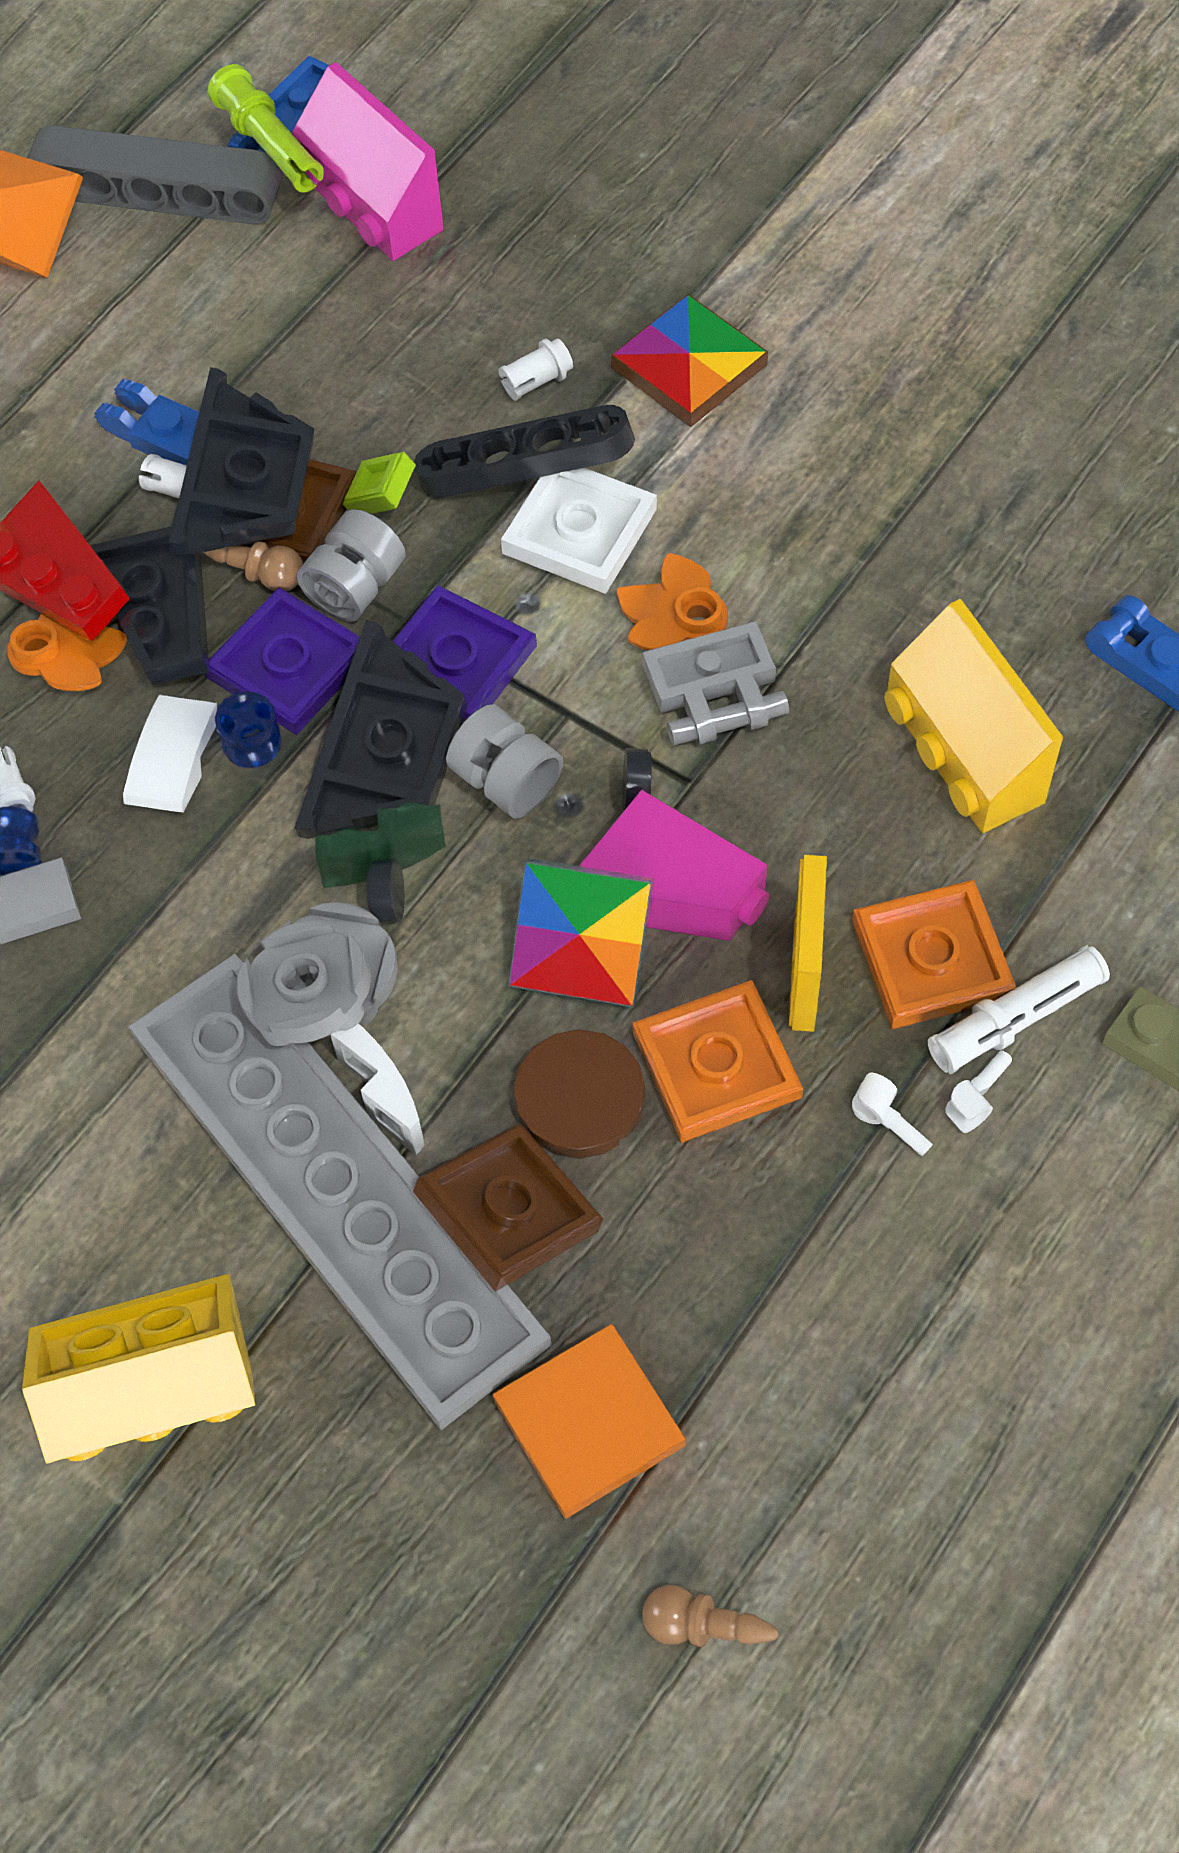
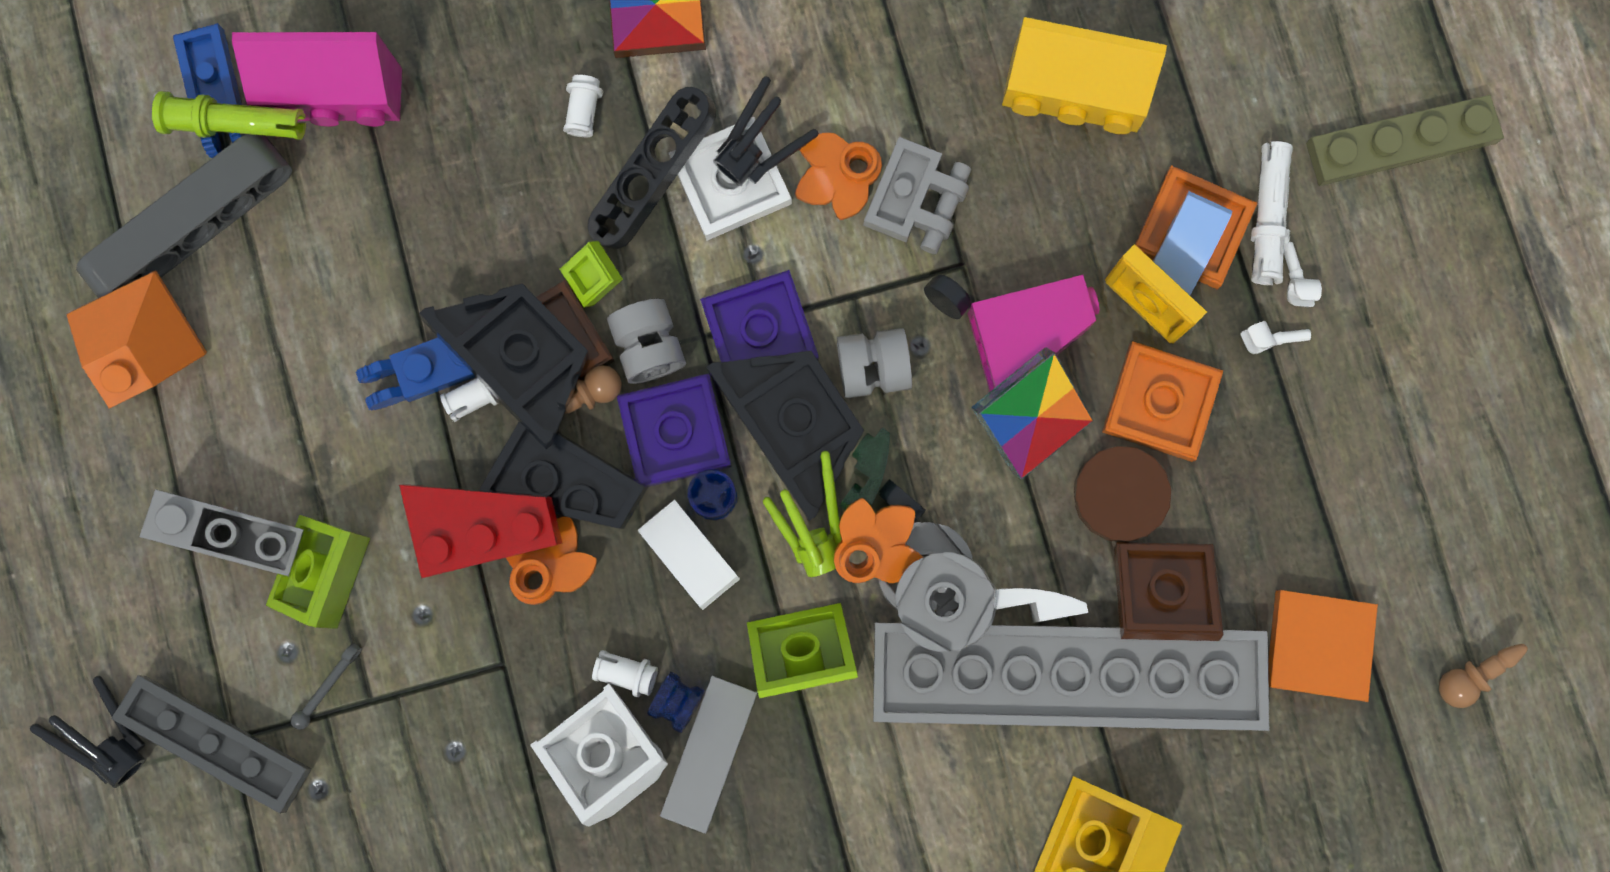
camera: 50 degrees left, 20 degrees up
(147, 918) = (801, 650): none -> lime slope
(269, 851) = (812, 547): none -> lime plant
(325, 880) = (882, 539): none -> orange plate
(599, 501) = (739, 155): none -> black plant
(894, 944) = (1192, 240): none -> light blue slope

